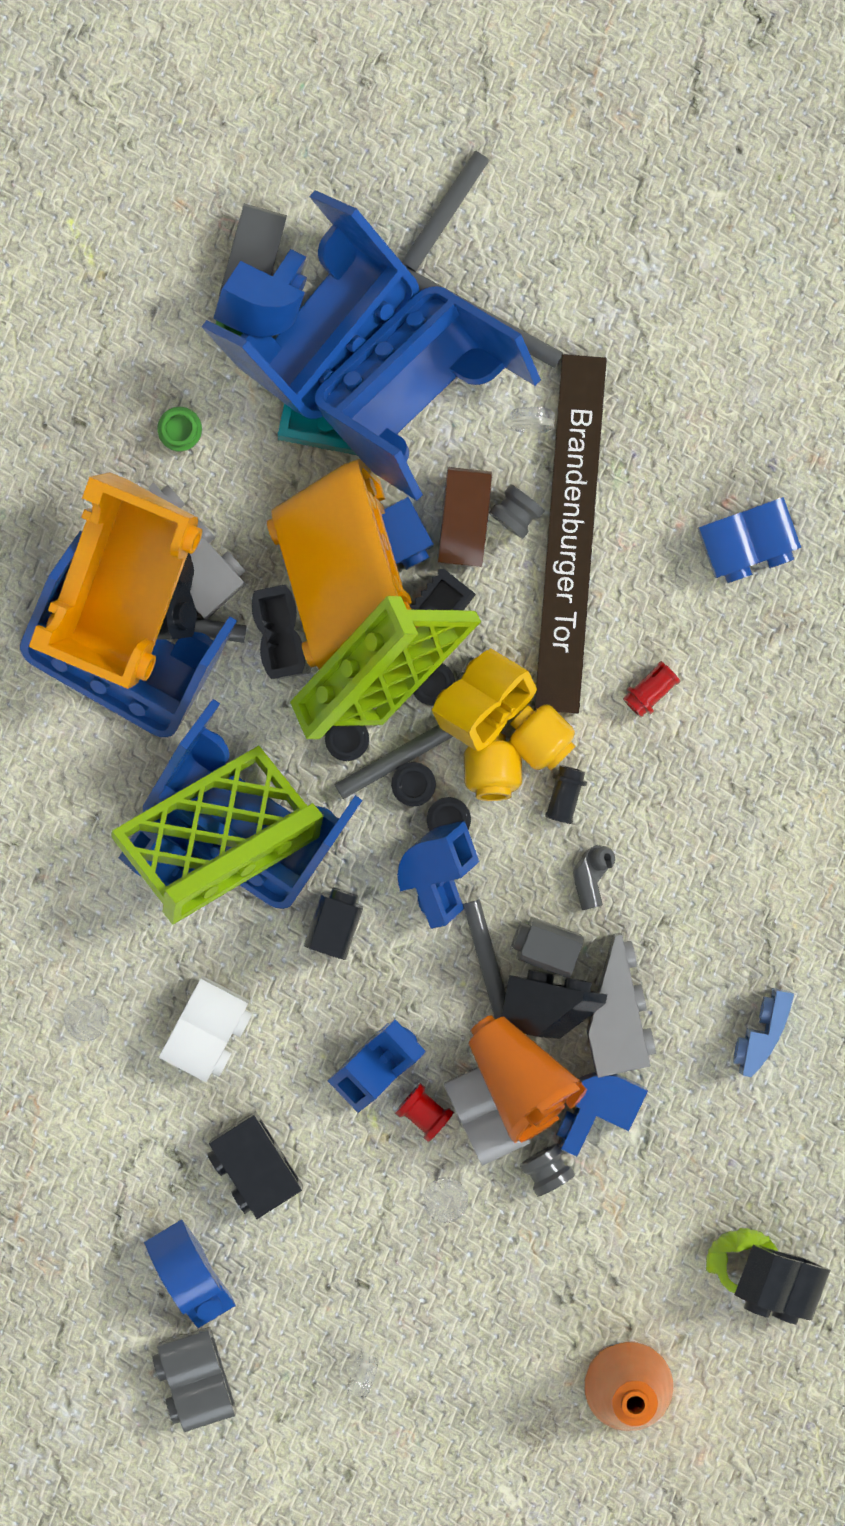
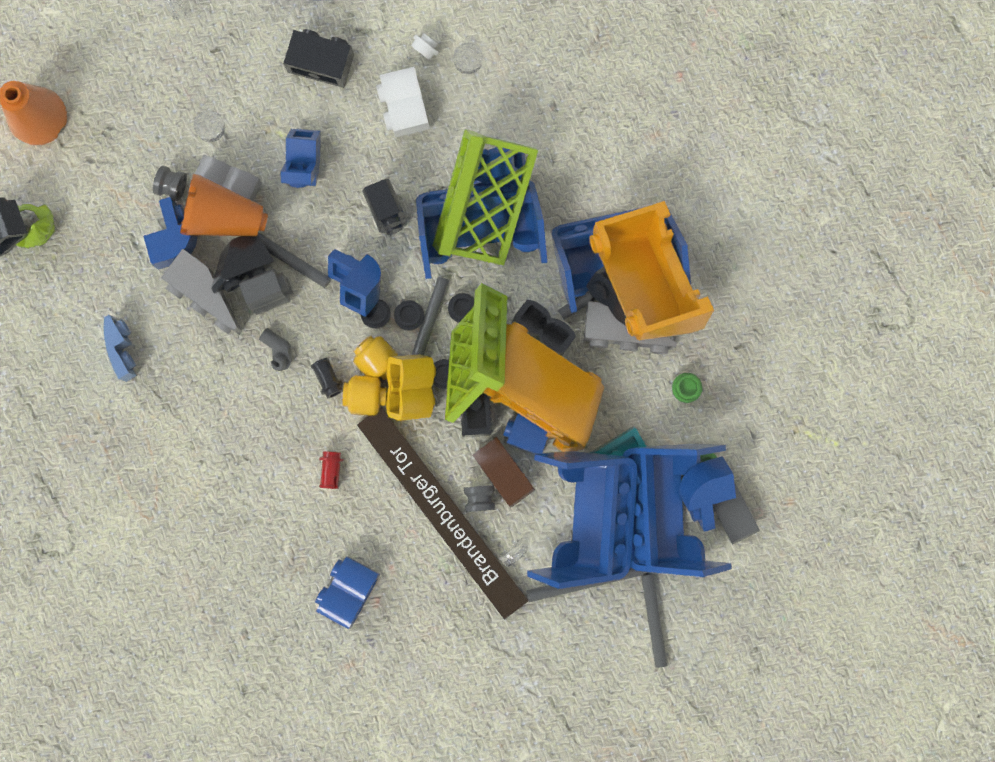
camera: 135 degrees right, 5 degrees down
(123, 1073) = (425, 46): none -> white plate
(424, 1112) = (257, 157): red bush -> none

